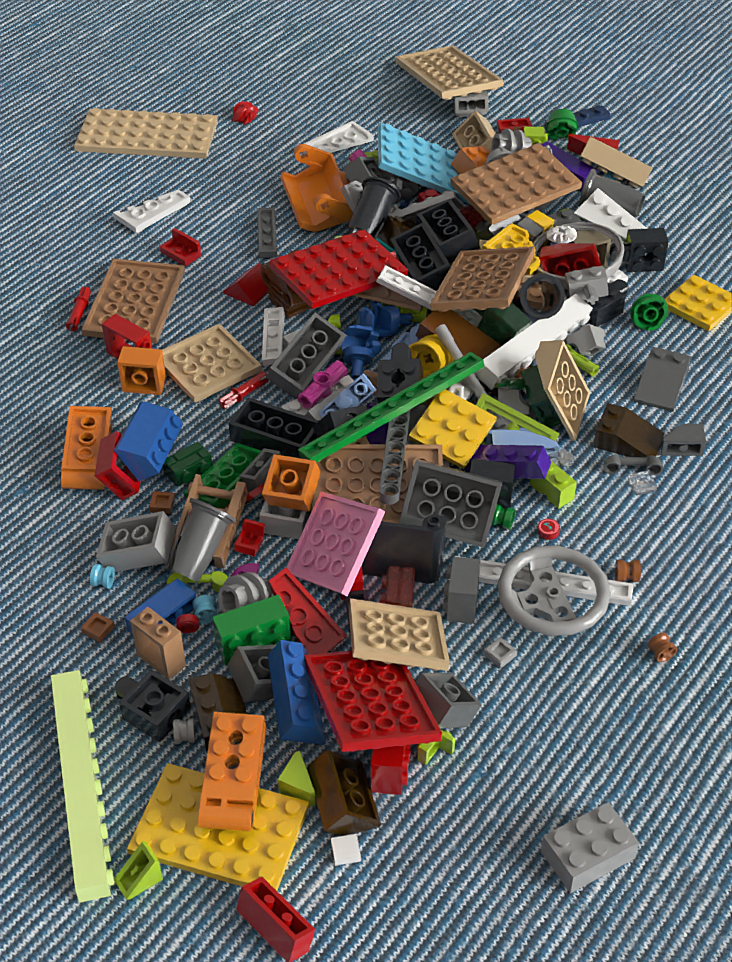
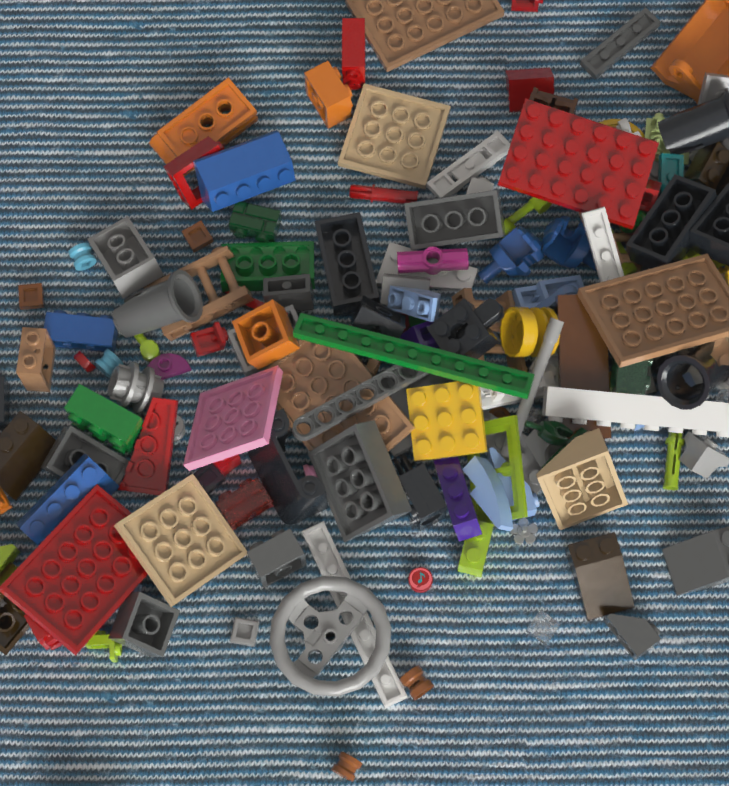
camera: 55 degrees right, 25 degrees up
(503, 517) = (400, 531): green wheel -> none
(613, 463) = (551, 586): dark grey bar -> none

